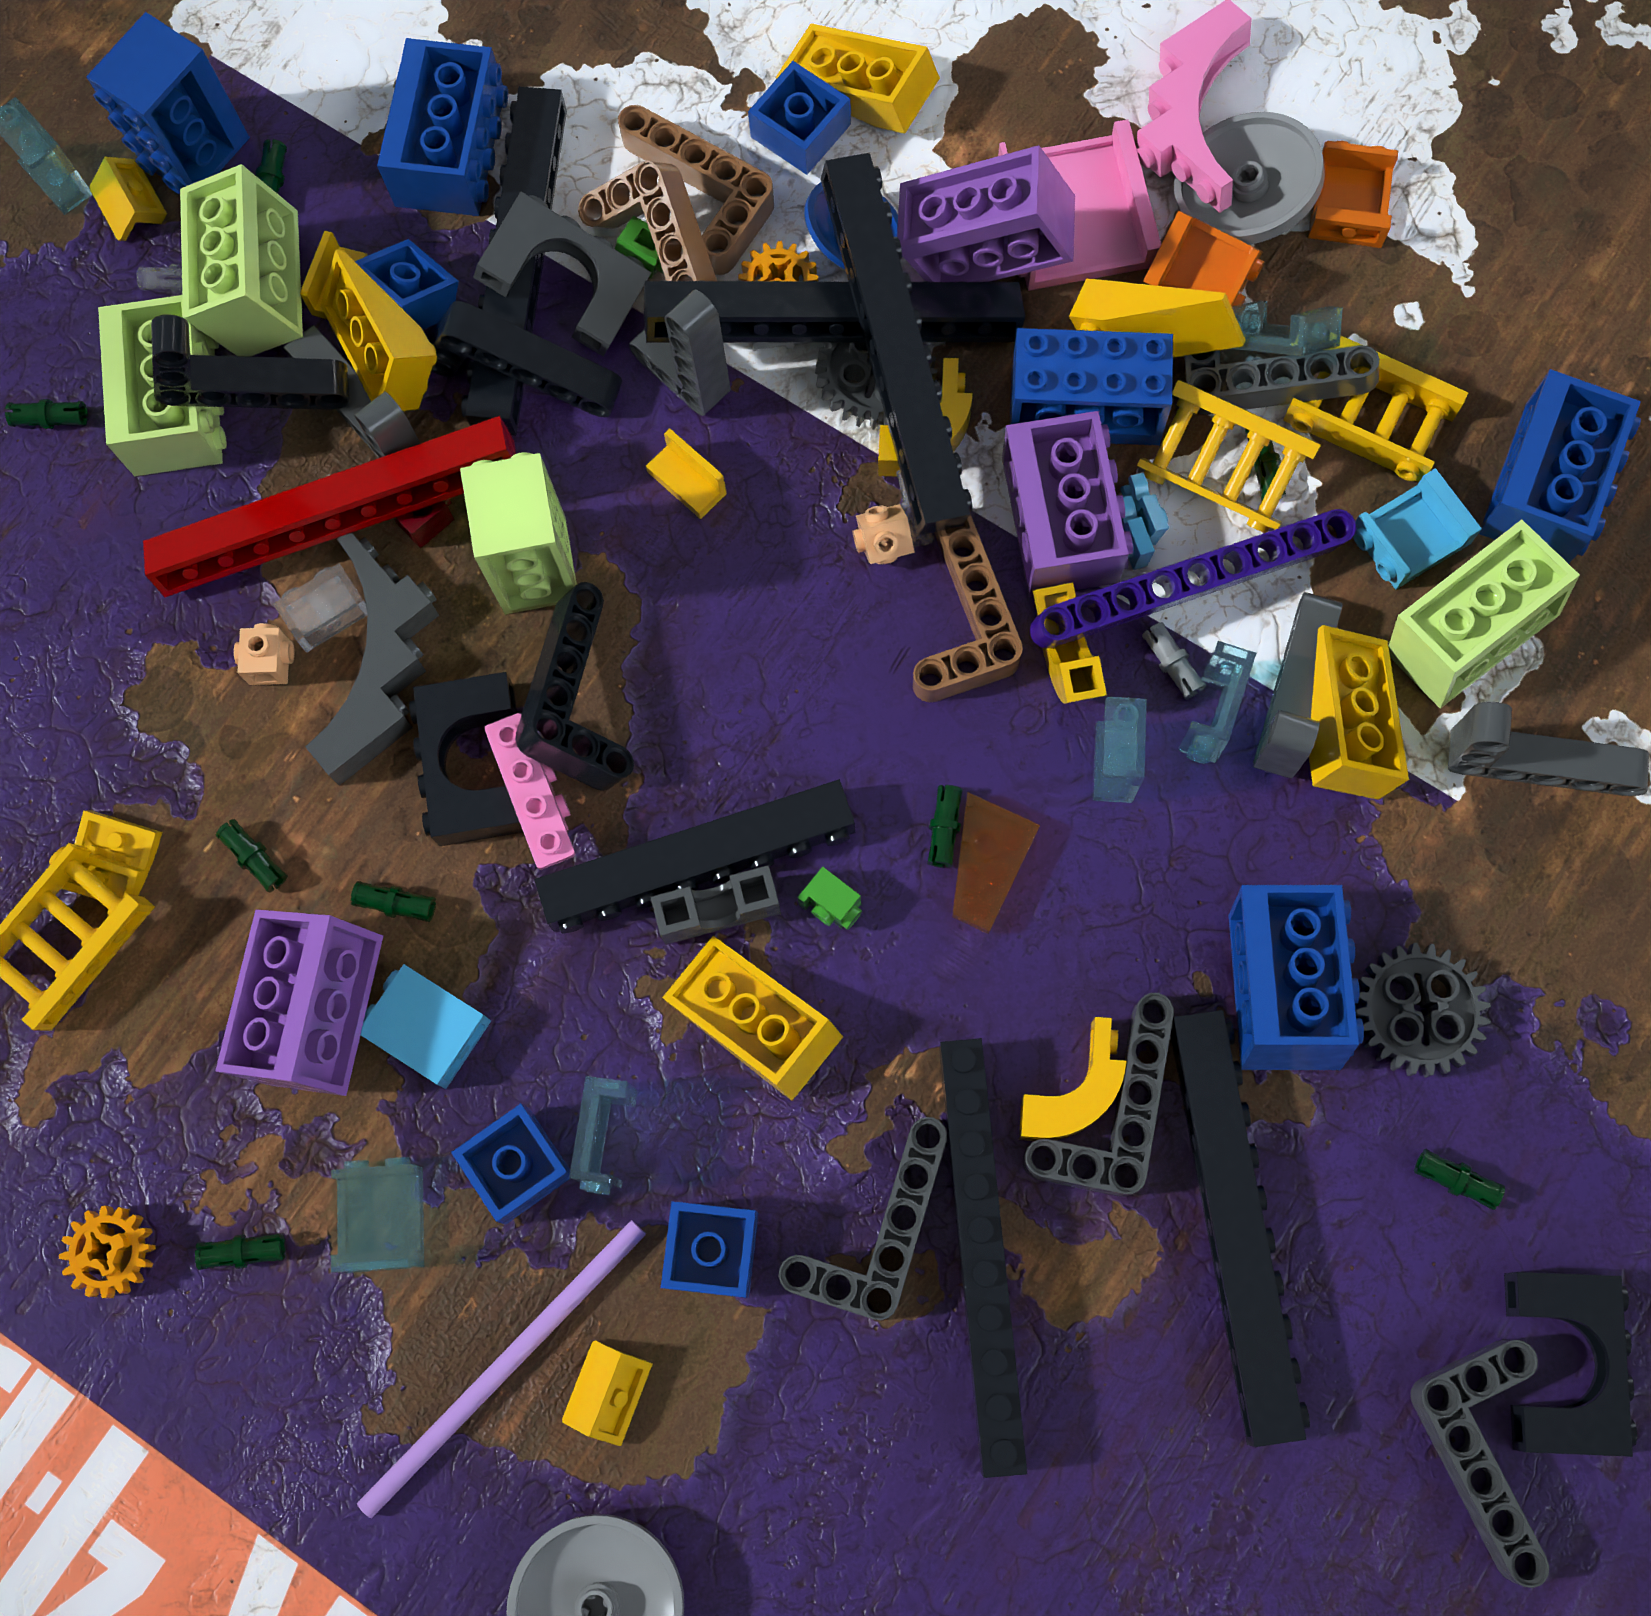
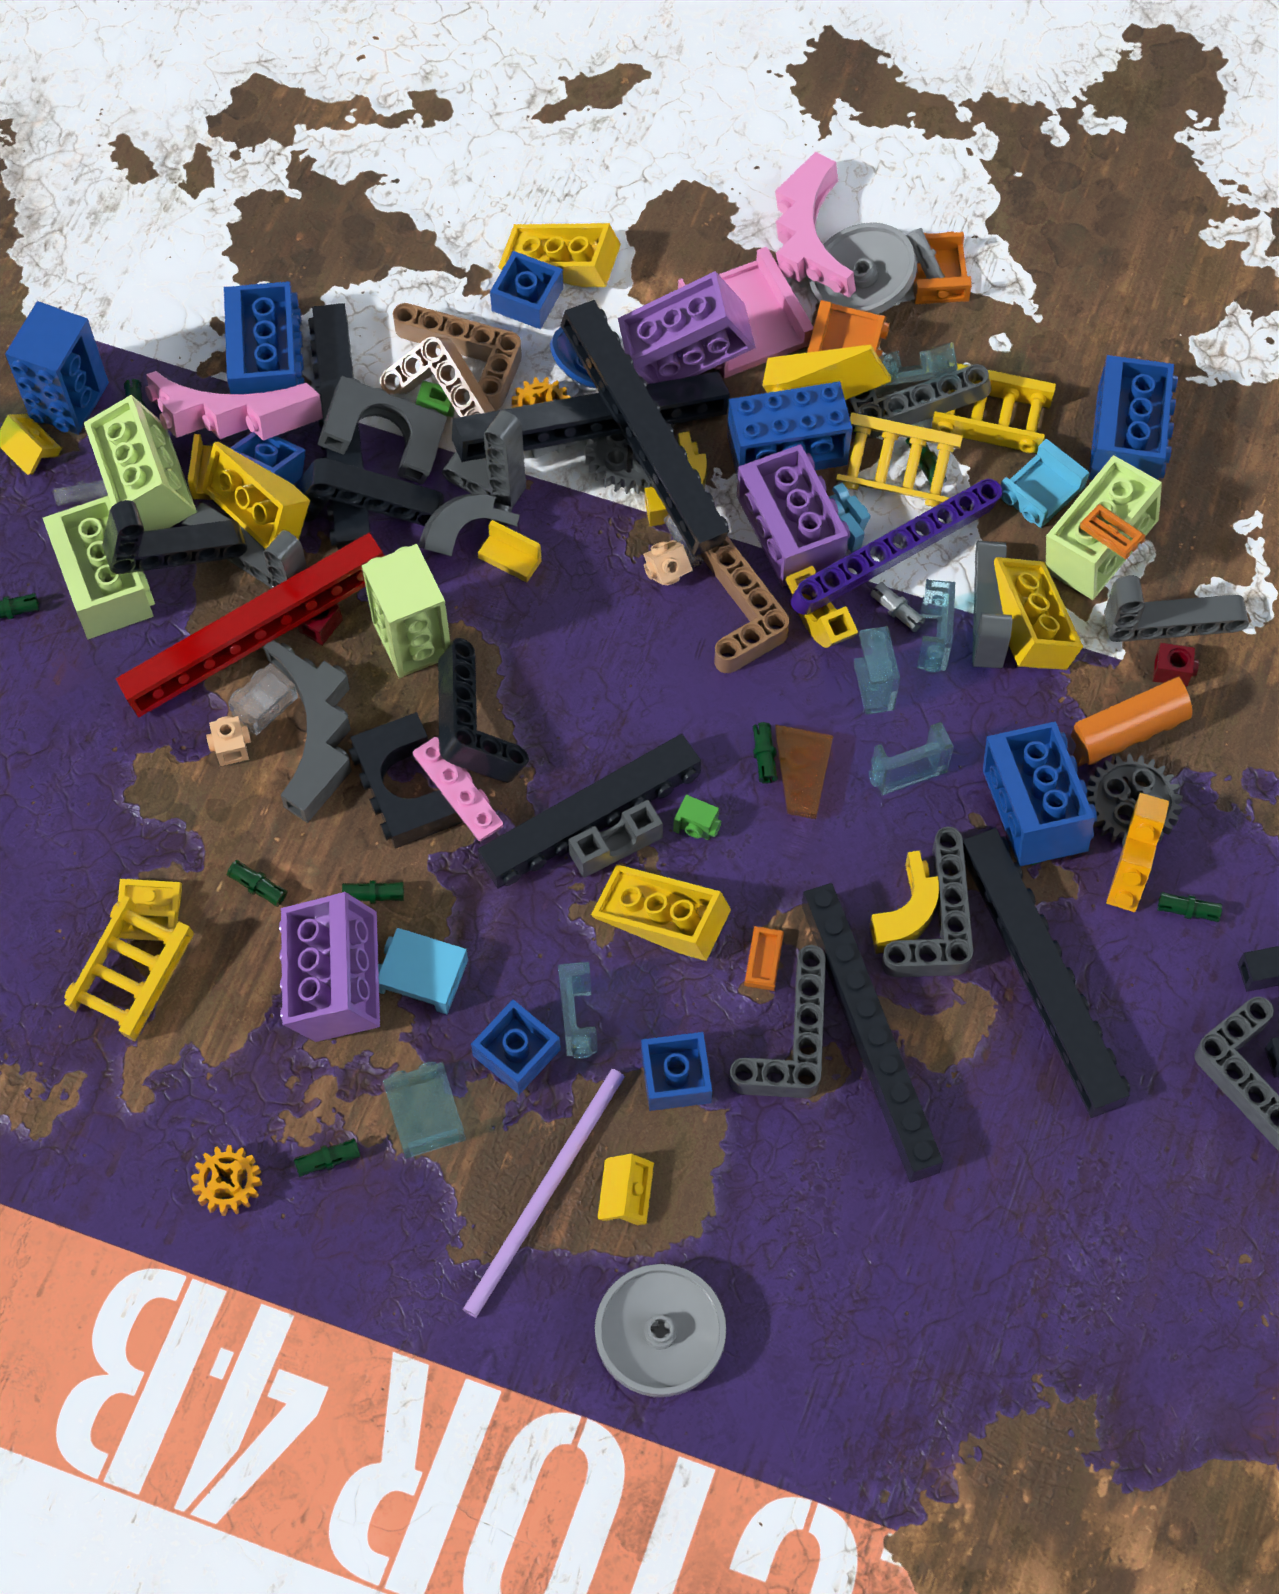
camera: 20 degrees left, 10 degrees down
(372, 213) = (227, 414): none -> bright pink arch
(628, 408) = (449, 518): none -> dark grey arch
(870, 1112) = (764, 958): none -> orange tile
(1135, 896) = (914, 765): none -> clear light blue panel
(1338, 172) = (925, 254): none -> light grey pin
(1410, 1090) = (1138, 852): none -> light orange arch
(1448, 904) = (1131, 722): none -> orange brick
(1492, 657) = (1108, 534): none -> orange tile
(1511, 830) = (1169, 654): none -> dark red brick

